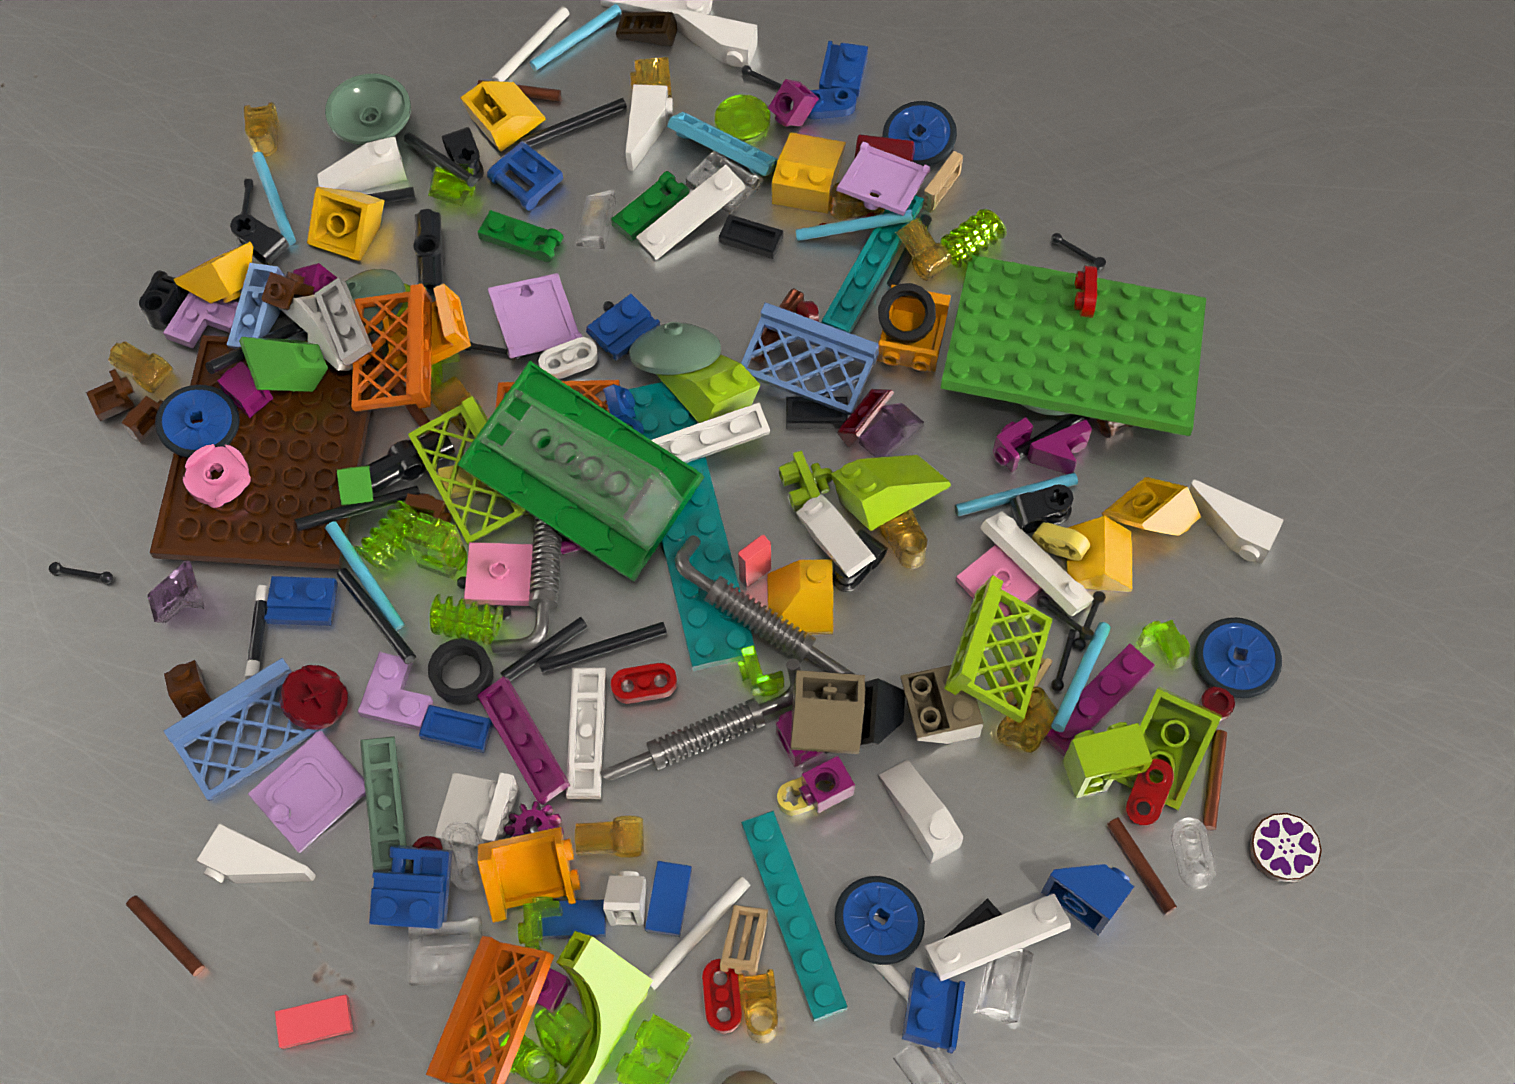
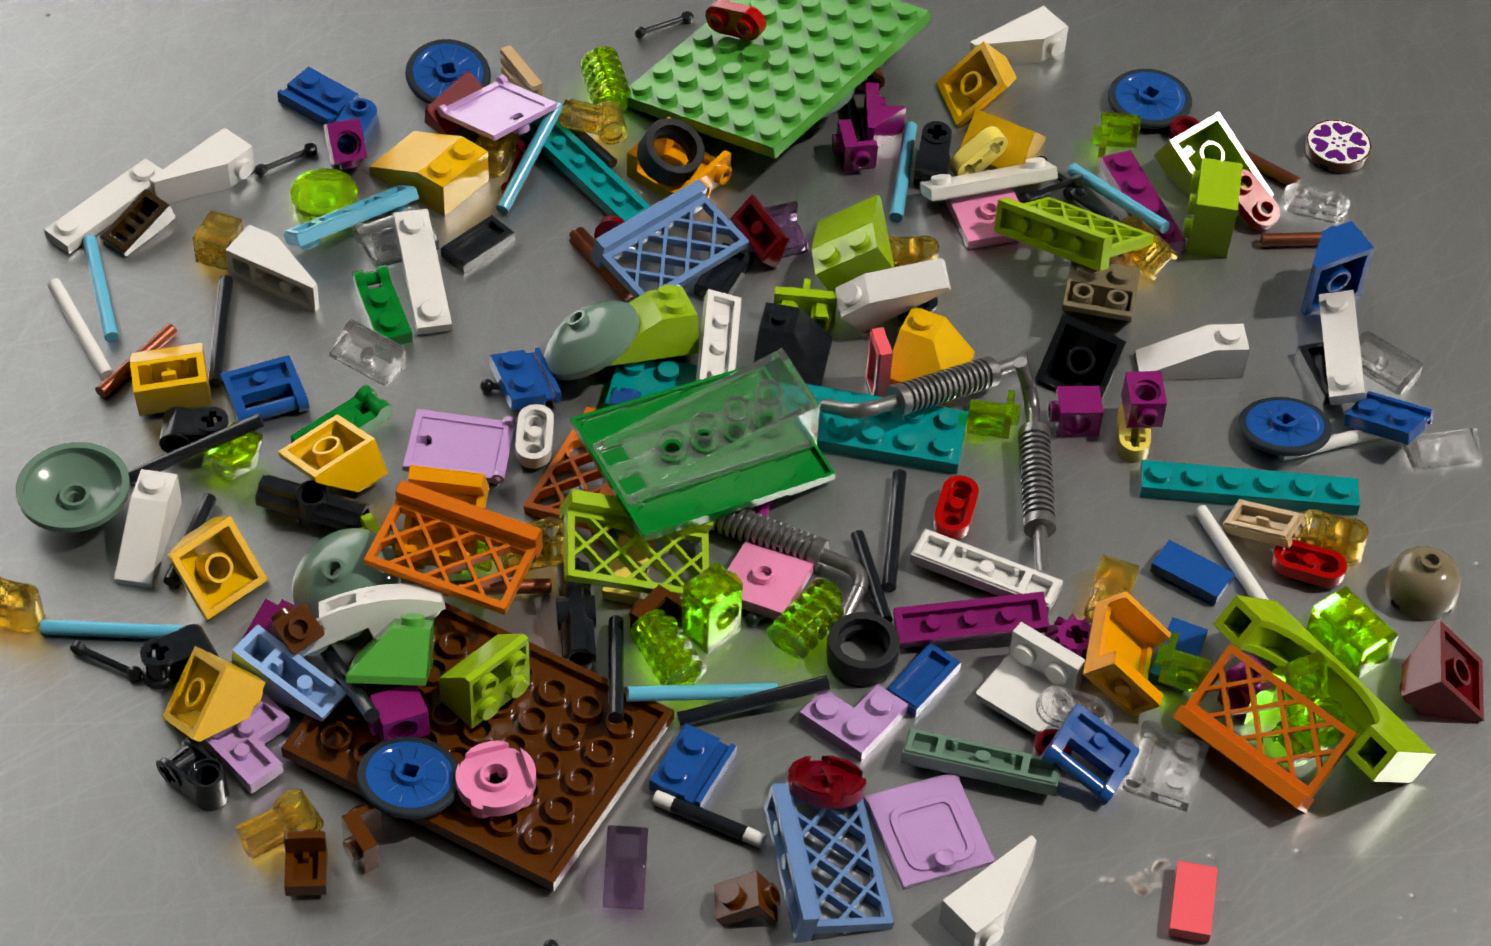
camera: 70 degrees left, 15 degrees down
(294, 426) = (487, 678): none -> lime slope
(343, 321) = (394, 571): light grey plate -> none
(355, 485) = (594, 653): bright green slope -> none
(407, 900) = (1108, 761): blue plate -> none
(472, 244) = (337, 455): none -> yellow slope
(626, 899) = (1186, 590): white slope -> none
(752, 493) = (799, 337): none -> black slope
(827, 712) = (1079, 359): dark tan slope -> none

